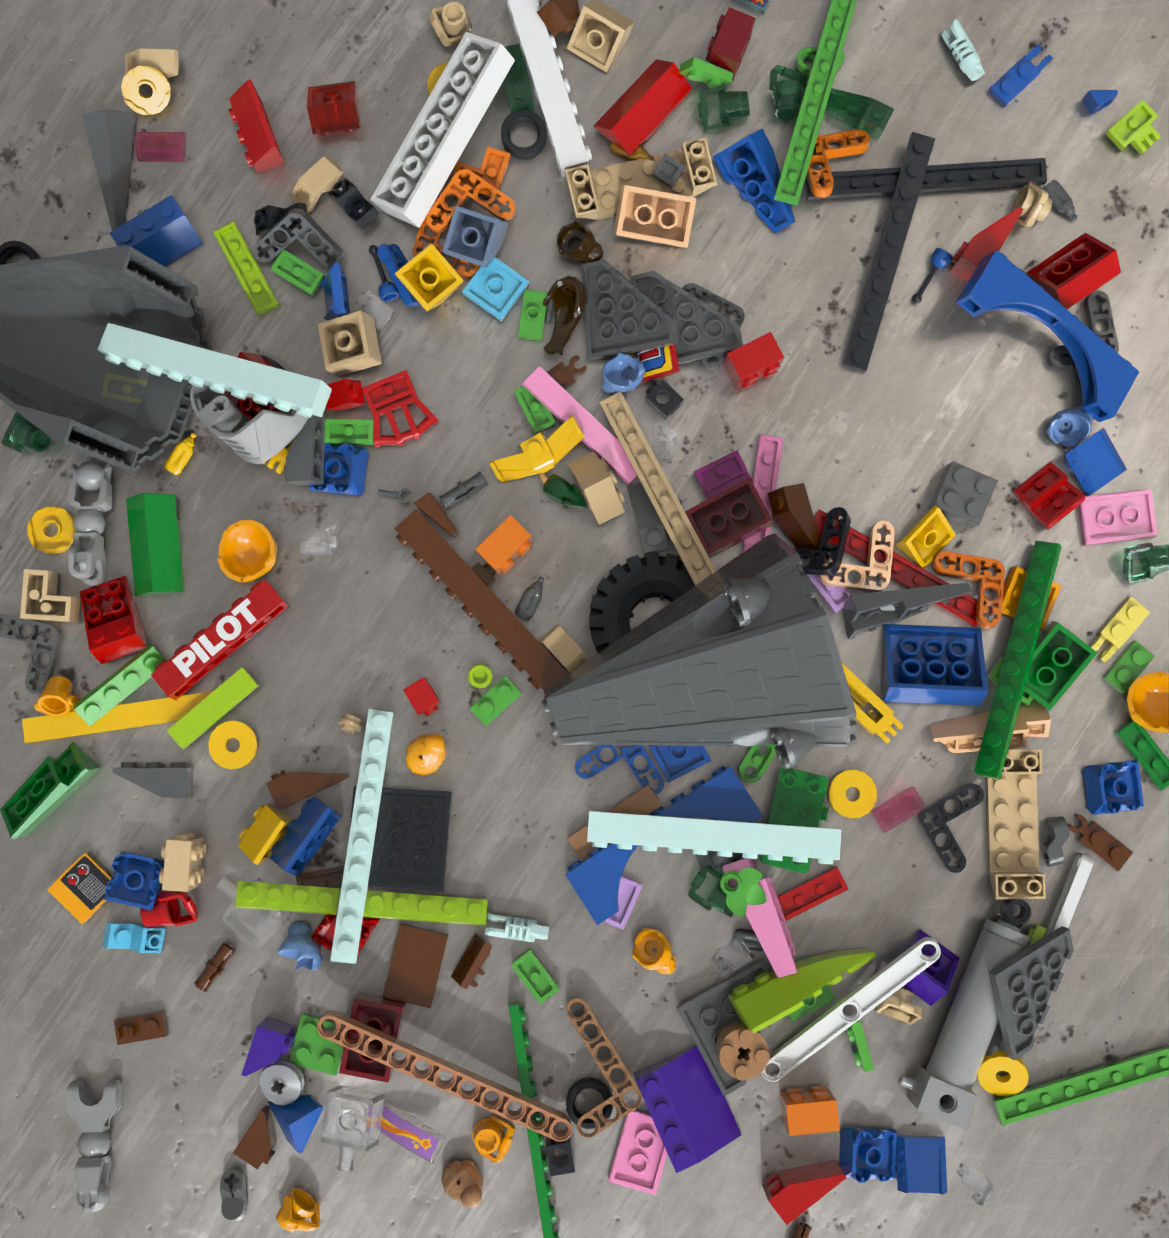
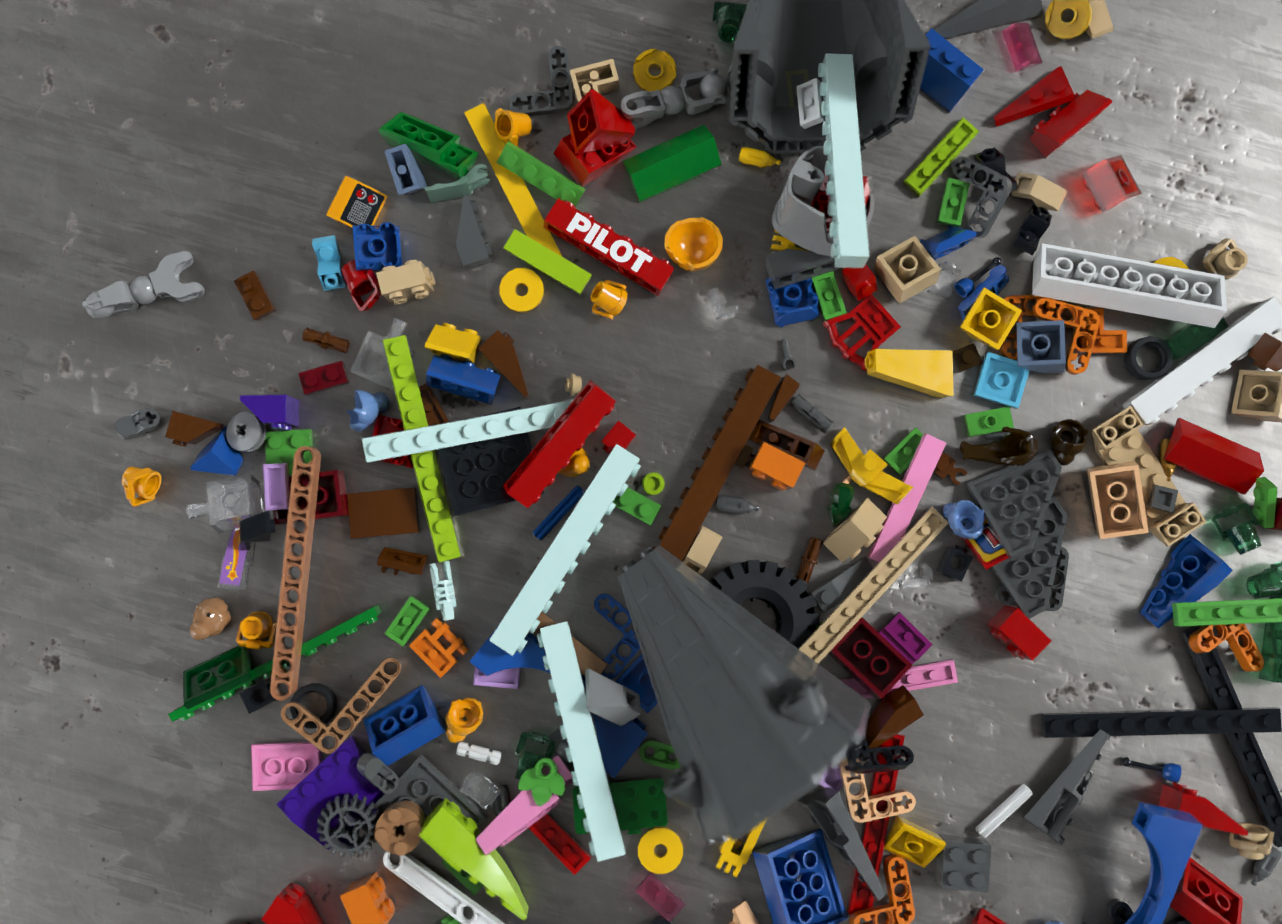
camera: 75 degrees right, 0 degrees up
(64, 824) = (405, 170): none -> sand blue slope
(87, 607) = (598, 124): none -> red slope
(103, 768) = (457, 189): none -> sand green arm
(143, 383) = (809, 103): none -> white plate
(219, 140) = (1046, 94): none -> red wing
(253, 982) = (323, 378): none -> dark red plate
(272, 656) = (610, 297): none -> light orange piece
(349, 1067) = (276, 486): none -> lavender tile
(386, 1103) = (256, 529): none -> black slope
(406, 759) = (559, 444): none -> red brick
(455, 369) = (916, 369): none -> yellow slope
(461, 314) = (967, 357): none -> dark brown plate
(477, 783) = (558, 512): none -> blue axle
(485, 523) = (789, 443): none -> reddish brown slope
(516, 789) = (565, 549): none -> light aqua brick
(525, 1194) = (216, 676): none -> dark green tile
(577, 959) = (433, 652): none -> orange plate
(610, 543) = (809, 559): none -> reddish brown axle
(641, 1015) = (403, 726): none -> blue slope
(669, 1062) = (370, 766): none -> dark grey piece
(682, 792) = (611, 699): none -> light grey slope
(694, 947) = (479, 753): none -> white axle
(726, 1123) = (334, 835): none -> dark grey gear
(925, 436) = (1003, 811): none -> white axle
(934, 379) = (1059, 802): none -> dark grey wedge

